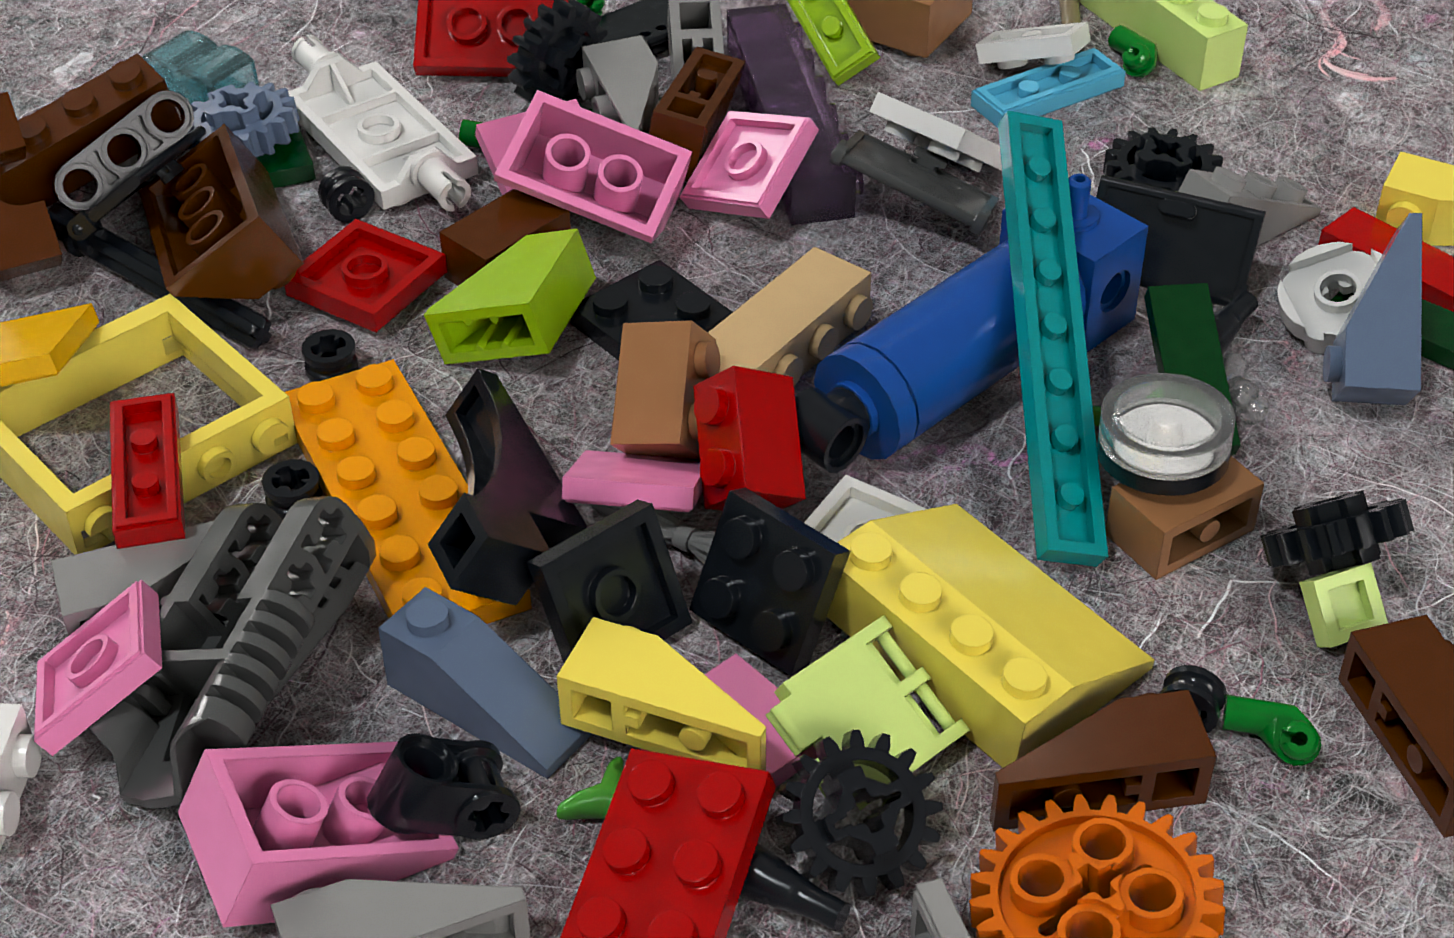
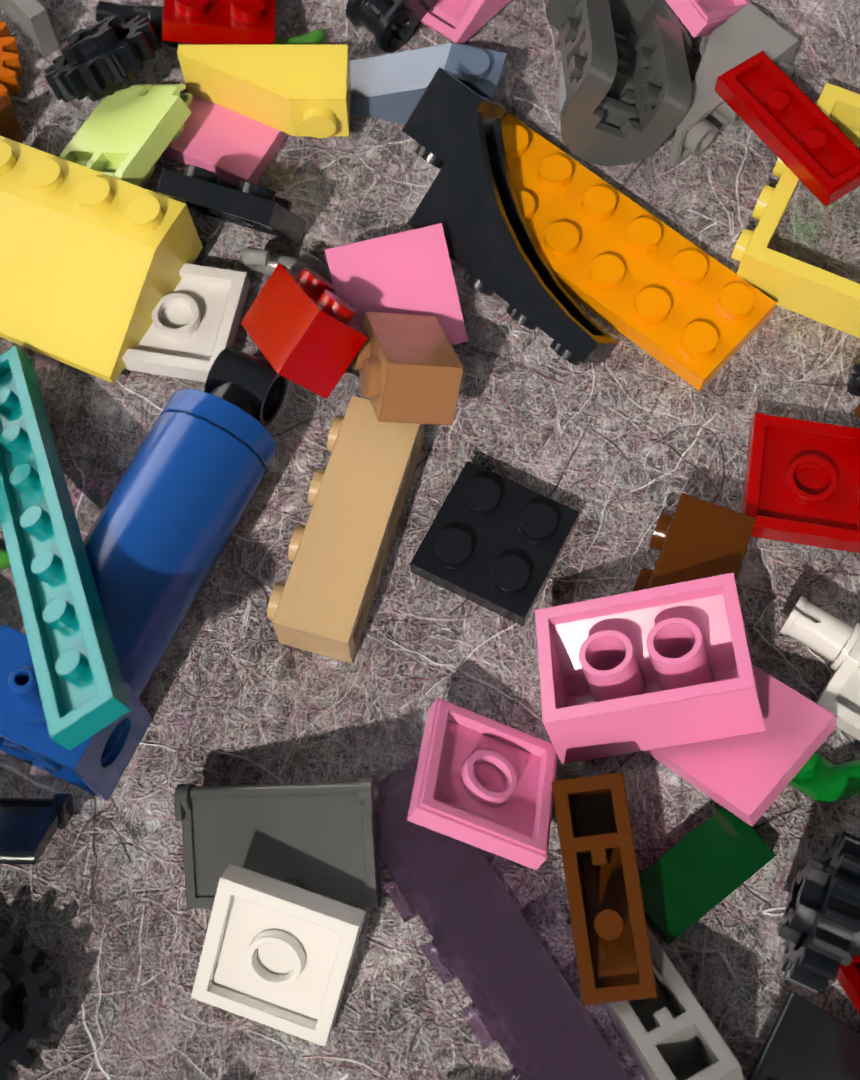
camera: 160 degrees right, 25 degrees up
(289, 475) = (698, 204): black bush -> none
(329, 354) = (774, 356): black bush -> none
(514, 301) = (620, 470): lime slope -> none
(611, 573) = (358, 156): black plate -> none
(621, 81) = (703, 875): light grey slope -> none

